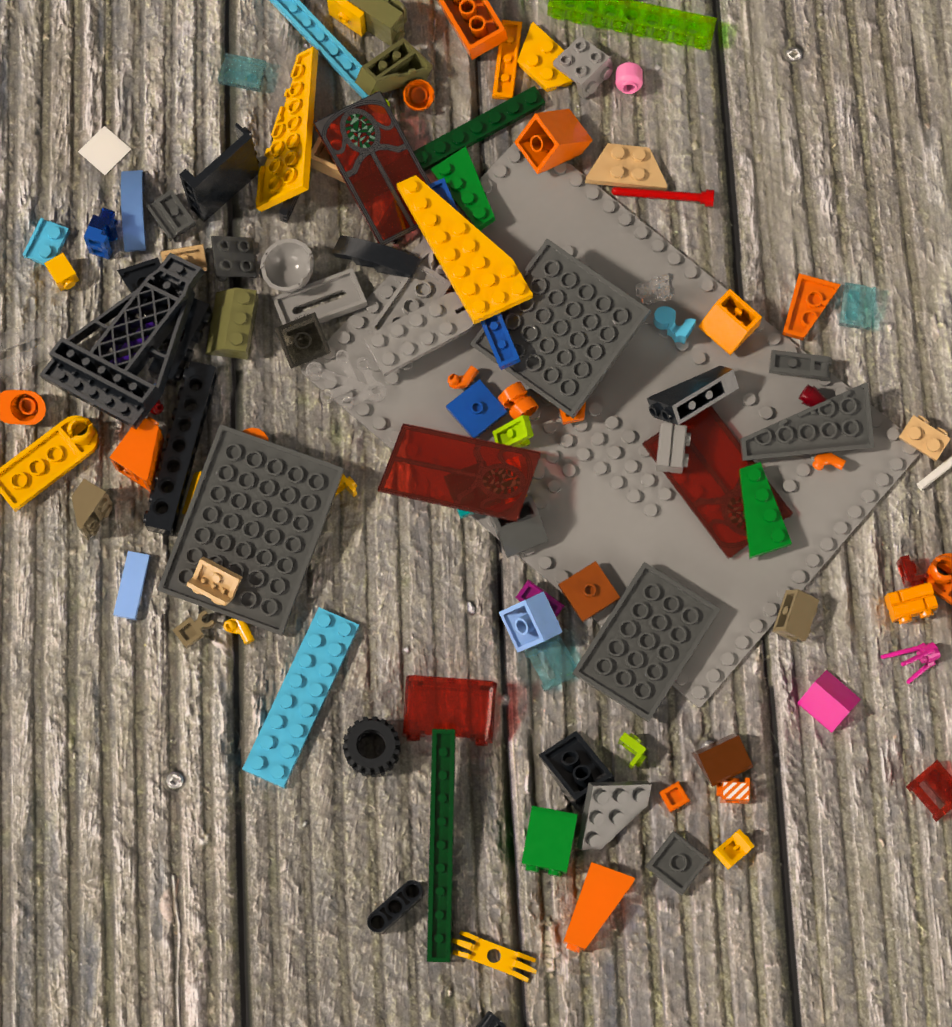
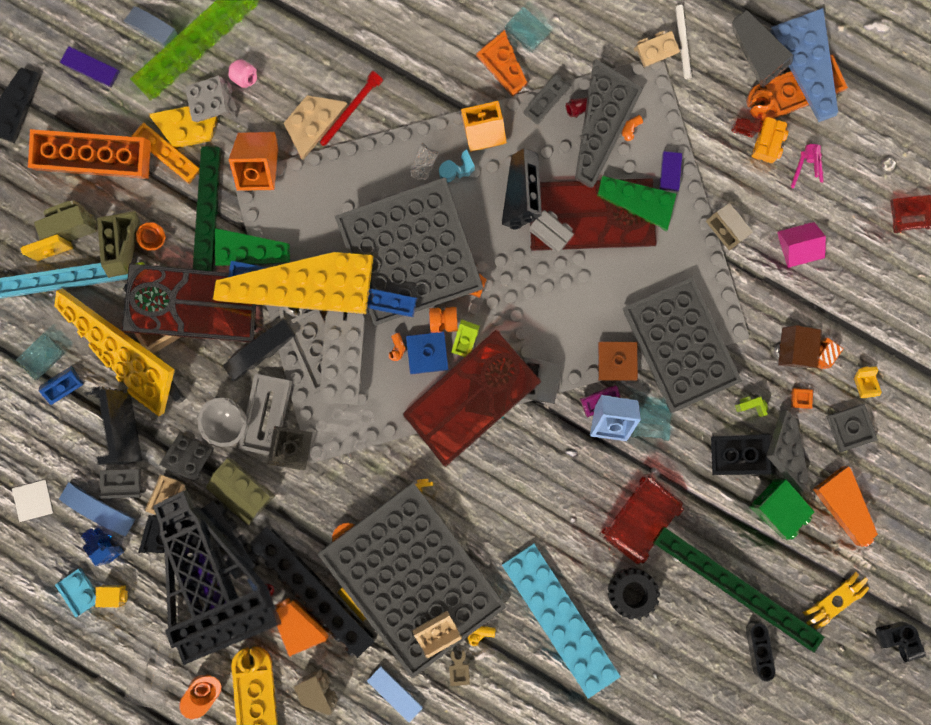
camera: 55 degrees left, 10 degrees up
(227, 107) = (60, 385): none -> blue slope
(811, 526) = (670, 171): none -> dark purple tile

